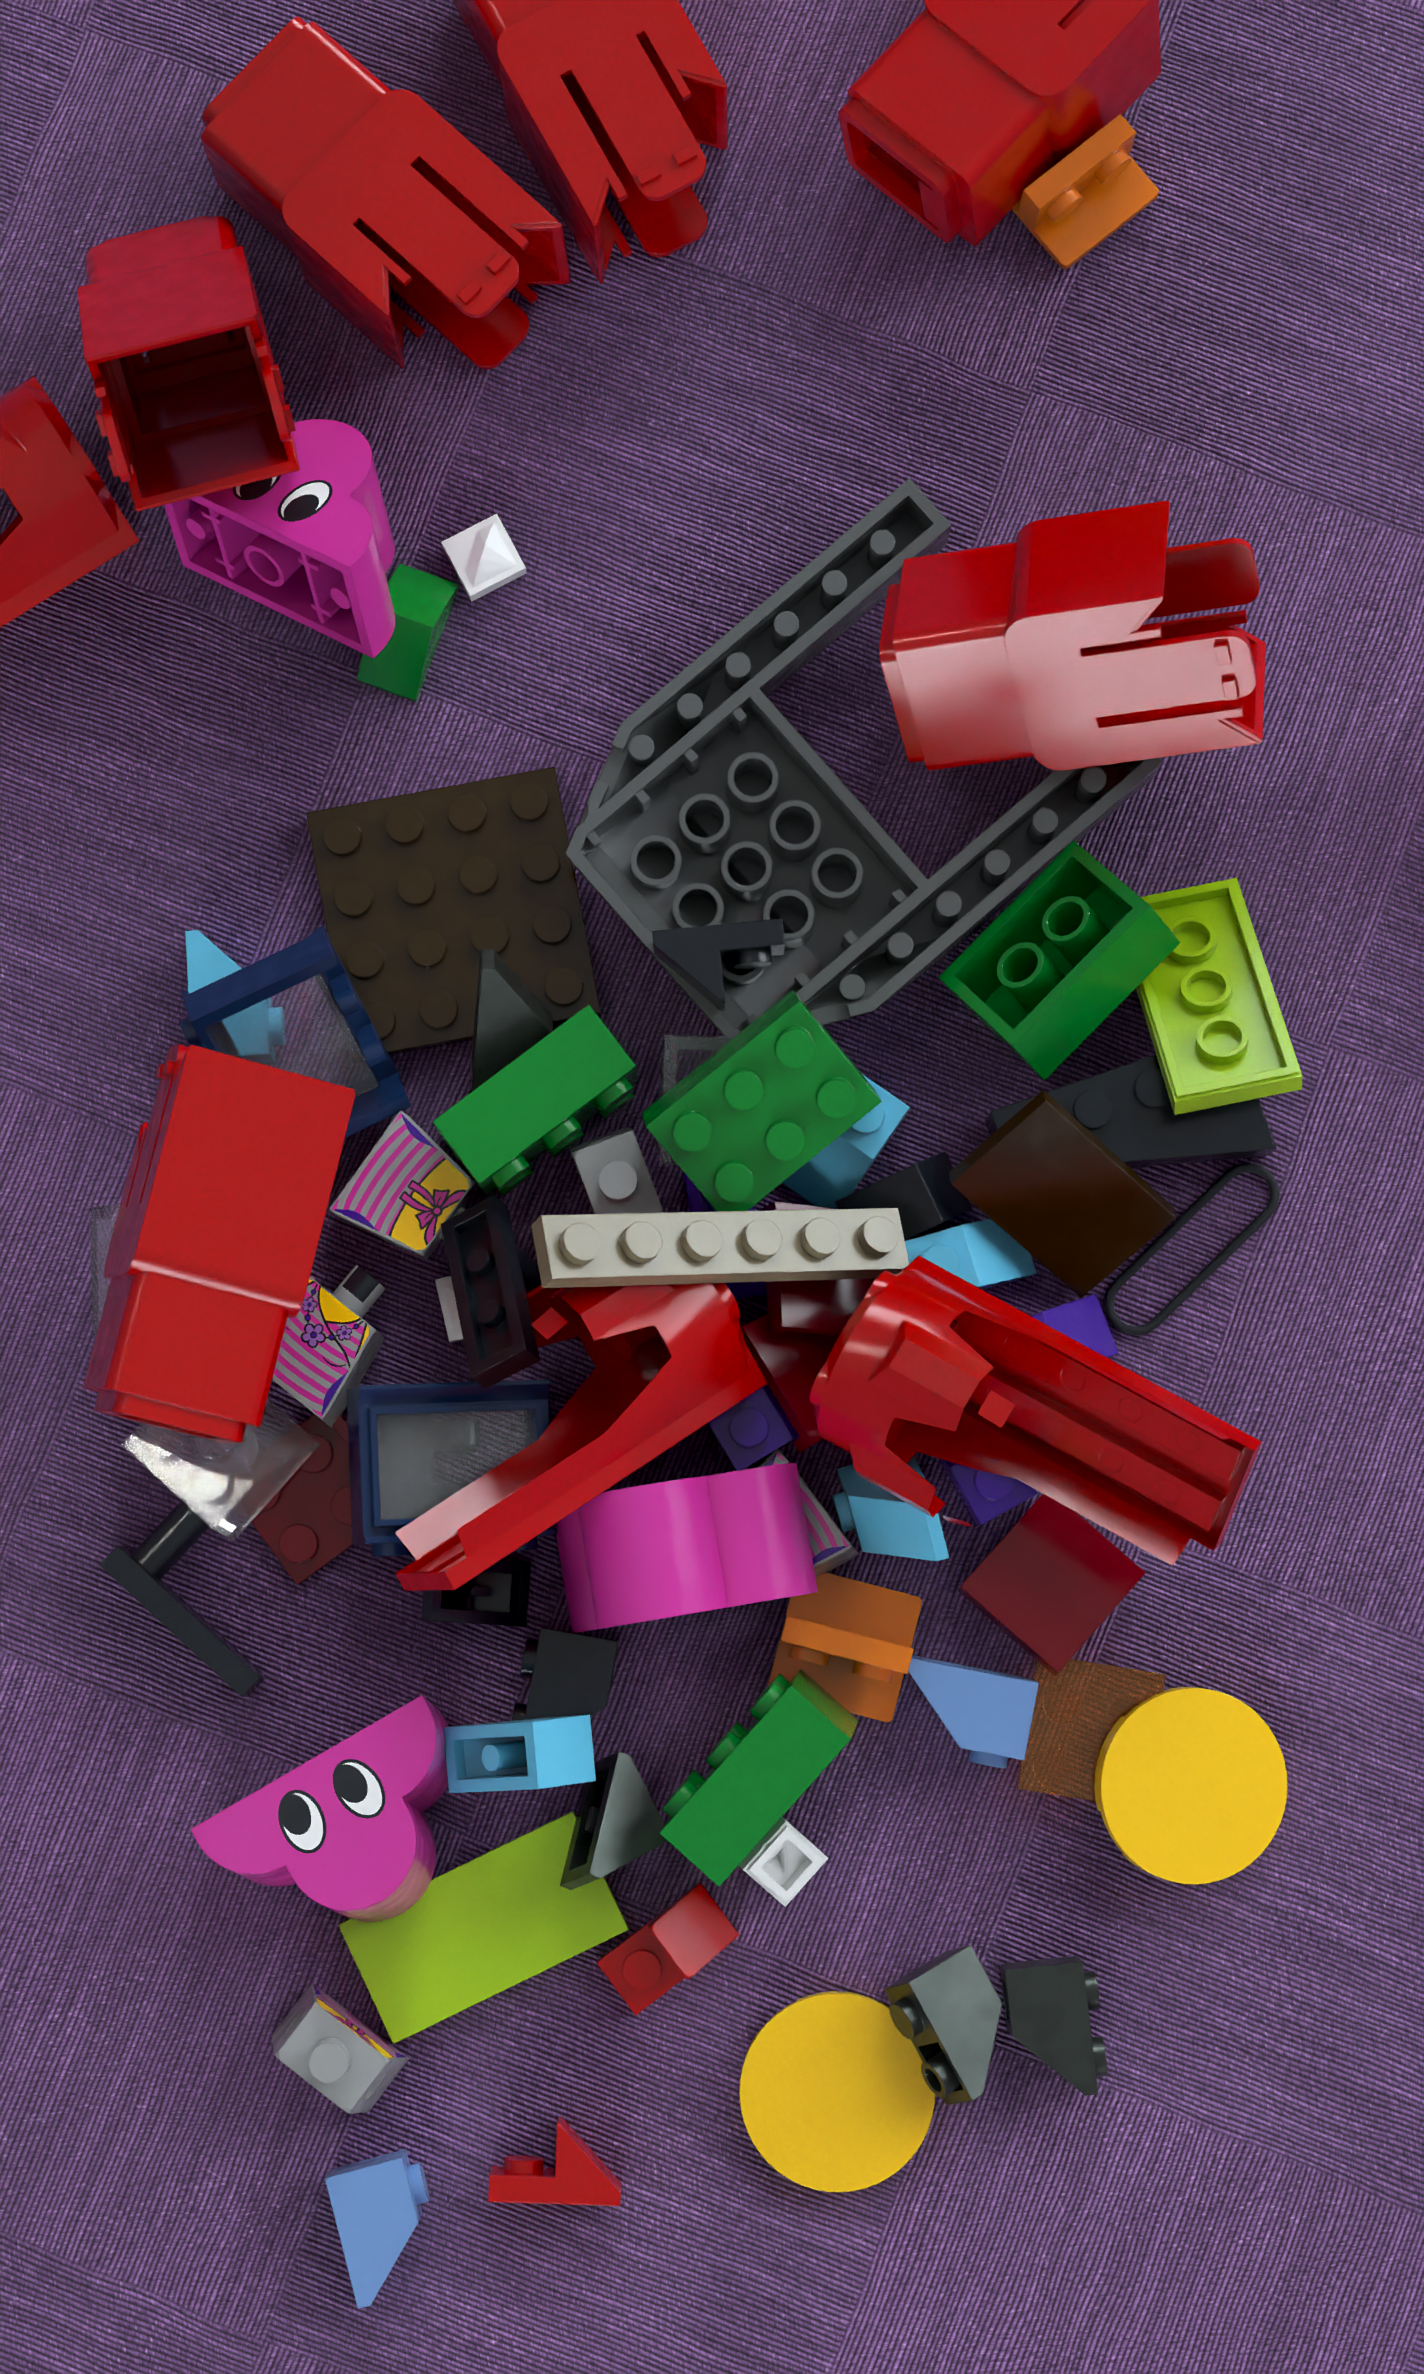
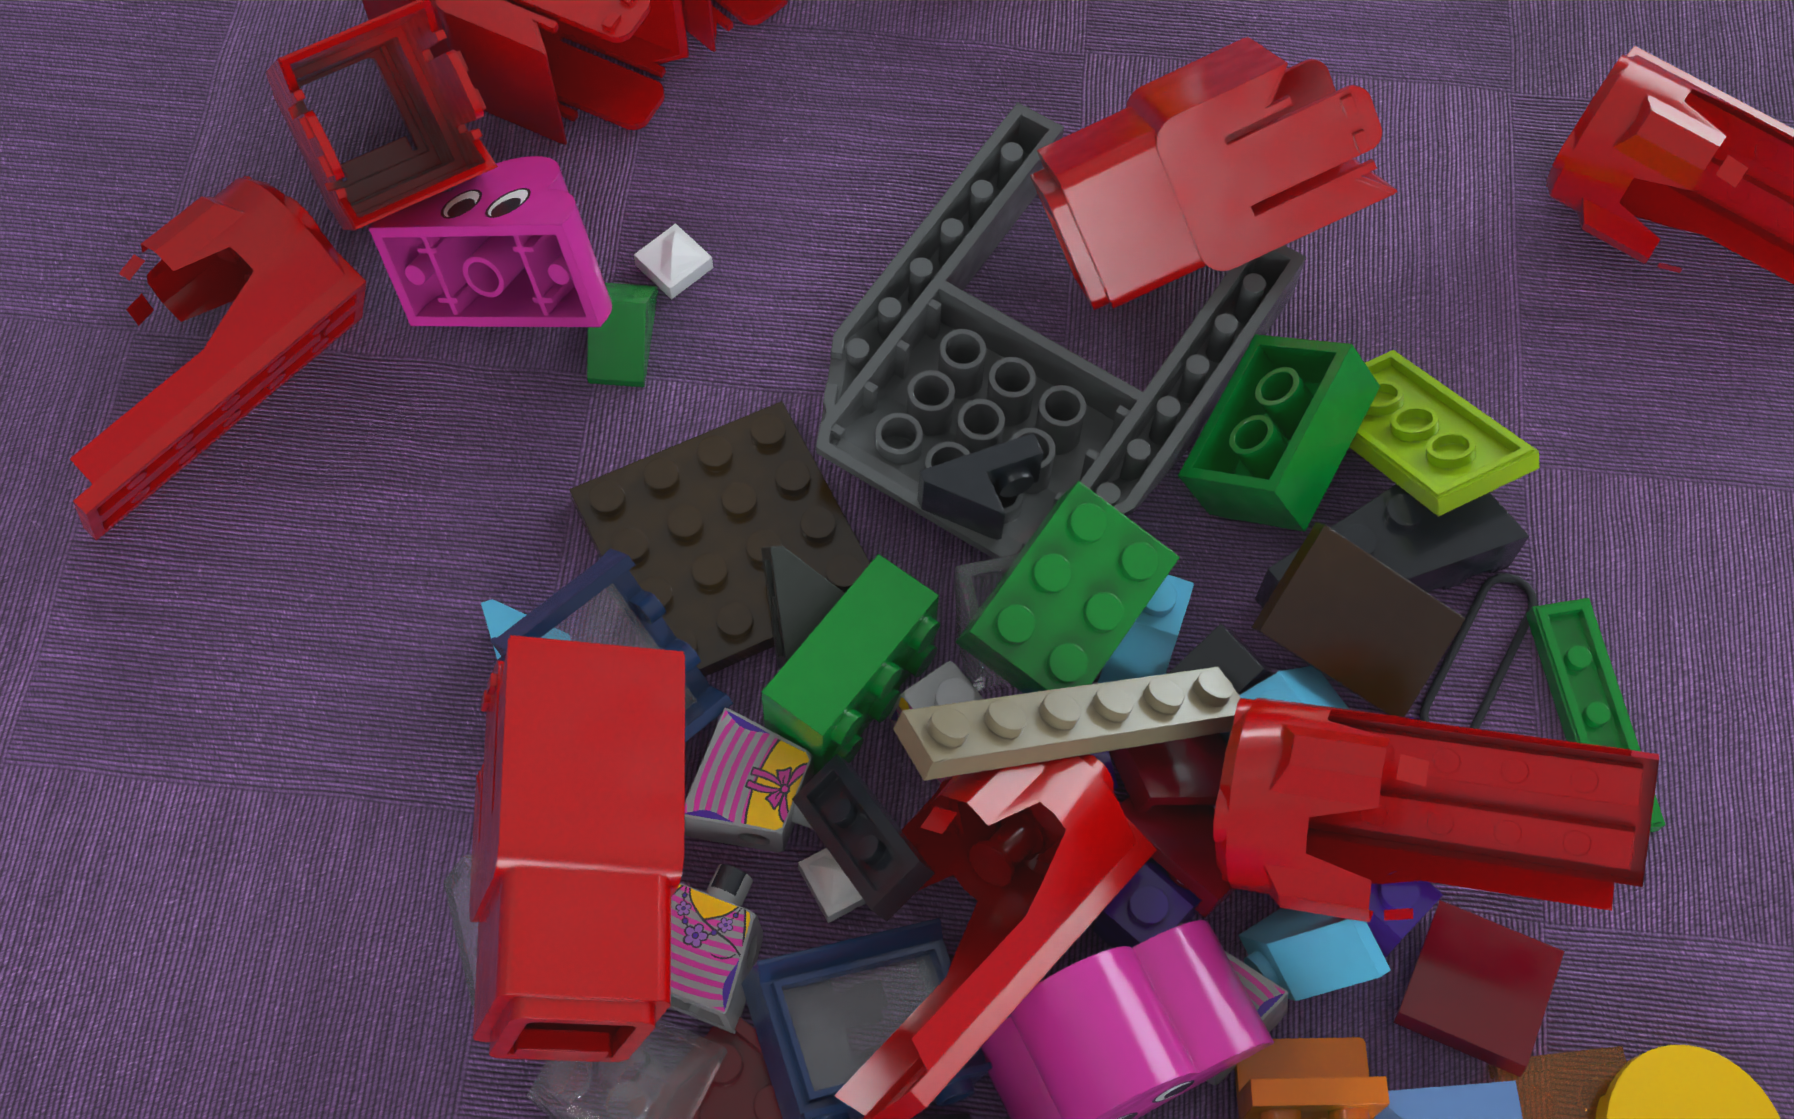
camera: 15 degrees left, 20 degrees down
(1281, 1341) = (1583, 679): none -> green tile

